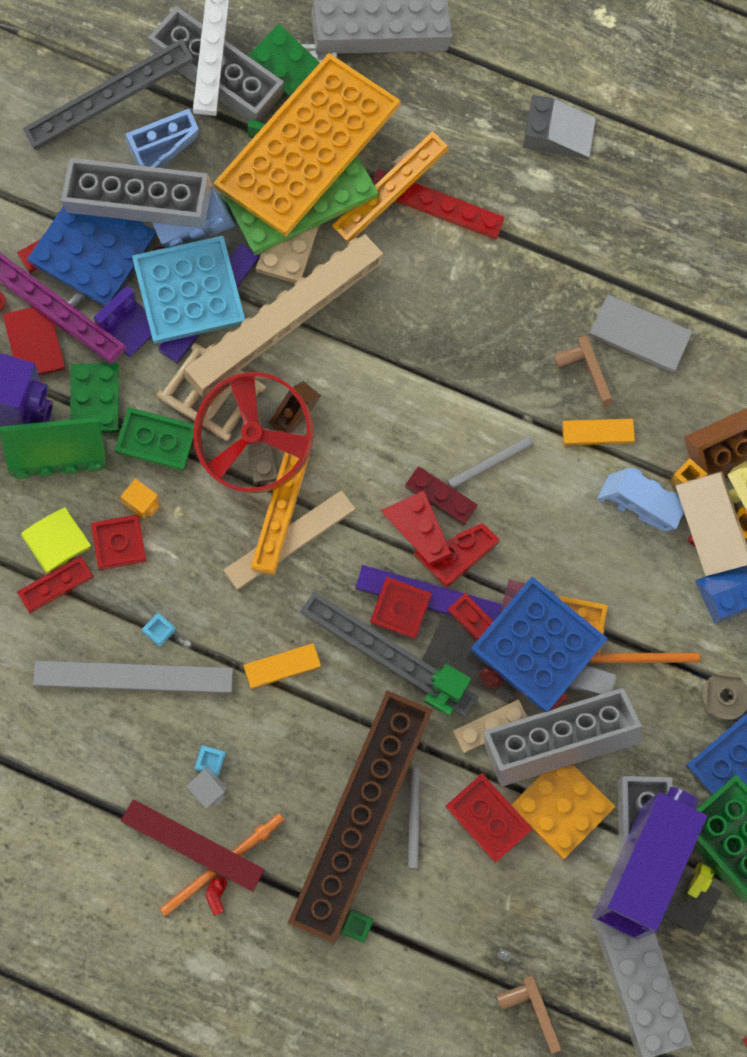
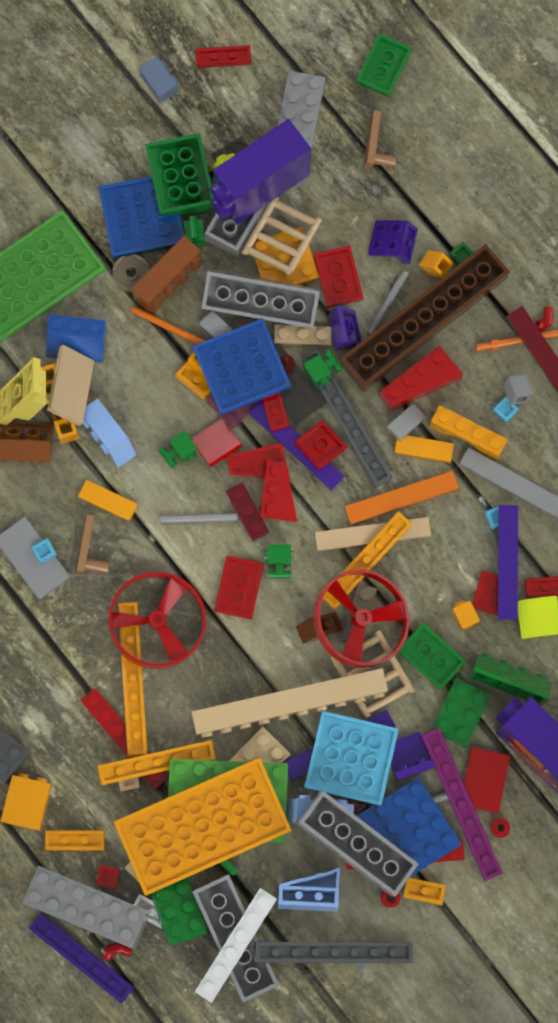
camera: 145 degrees left, 5 degrees up
(42, 201) = (424, 891): none -> light orange plate
(121, 581) = (507, 562): none -> dark purple tile
(218, 705) = (458, 426): none -> light orange arch
(278, 597) = (401, 497): none -> orange tile
(317, 682) = (406, 422): none -> light grey slope
(322, 747) = (426, 376): none -> red wedge
(377, 67) = (107, 877): none -> red plate
(378, 461) = (279, 557): none -> green brick
(381, 891) = (436, 264): none -> light orange brick
(404, 411) = (239, 587): none -> red tile
(429, 87) = (75, 840): none -> light orange tile
(444, 757) = (344, 328): none -> dark purple slope
(447, 897) = (393, 239): none -> dark purple bracket
(463, 262) = (133, 686): none -> light orange tile
(472, 328) = (157, 619): none -> red piece
(498, 95) = (26, 802): none -> light orange brick
(518, 549) = (216, 443): none -> tile
(552, 525) = (181, 447): none -> green brick
(553, 840) = (297, 254): none -> tan bar
(632, 342) = (44, 551): none -> medium azure tile
(683, 776) = (195, 231): none -> green brick
(684, 708) = (167, 275): none -> dark orange brick

